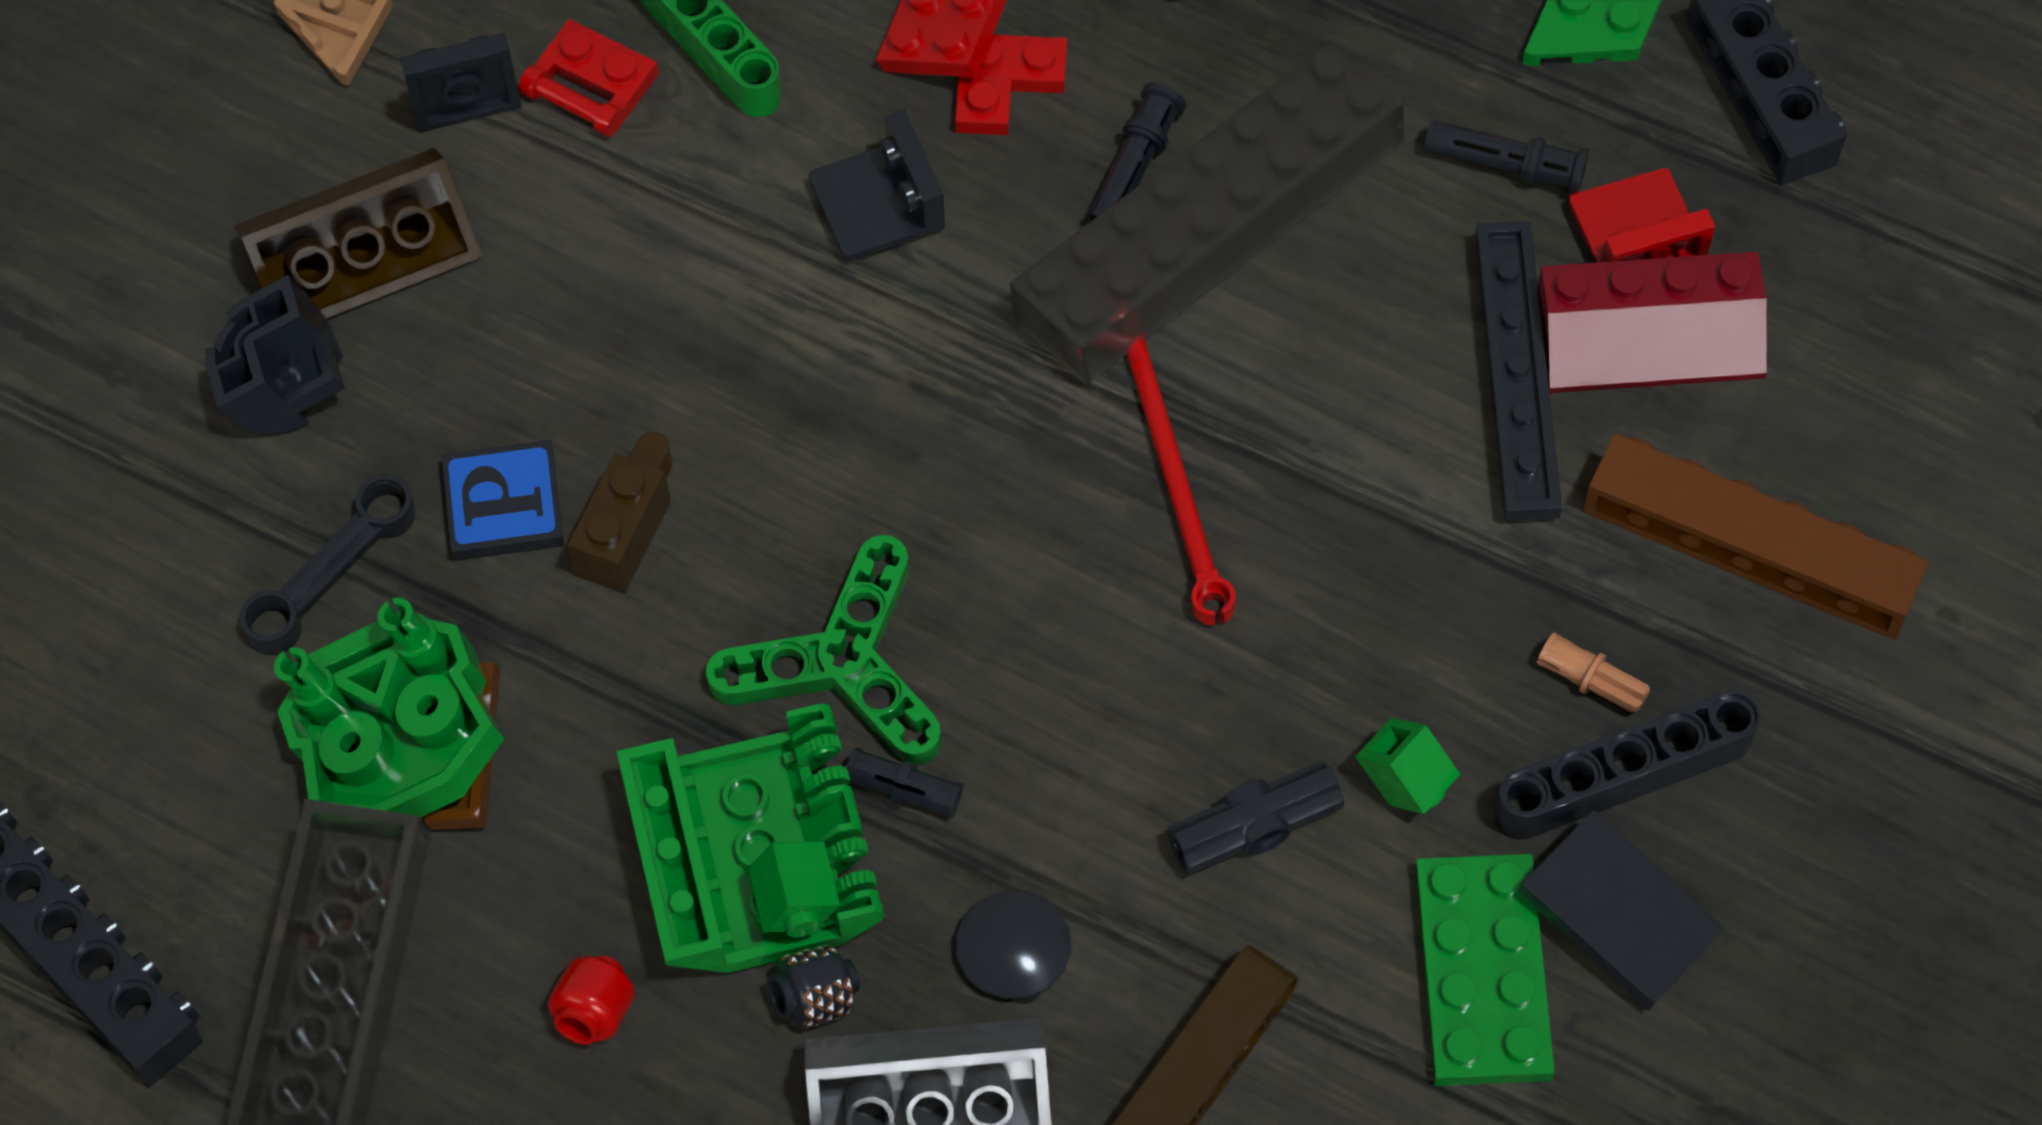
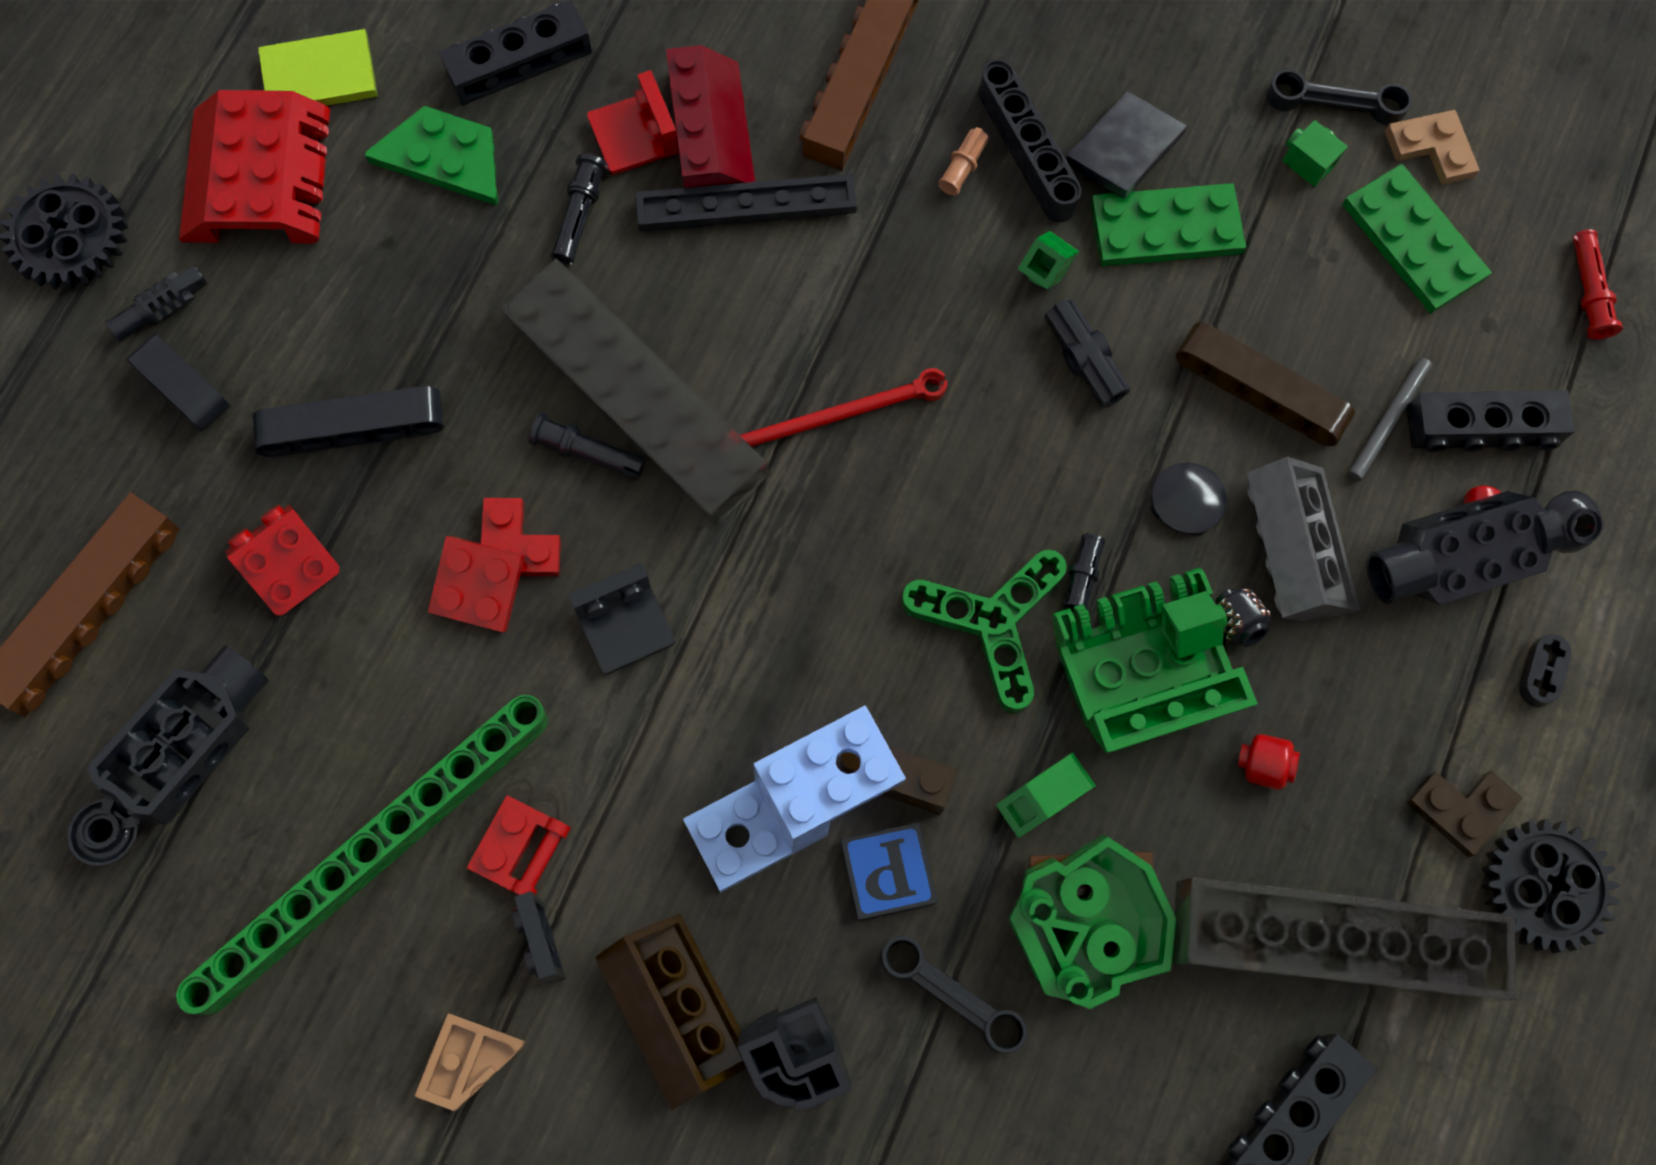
camera: 100 degrees left, 10 degrees up
(580, 696) = (1045, 795): none -> green slope
(598, 359) = (794, 798): none -> light blue bracket

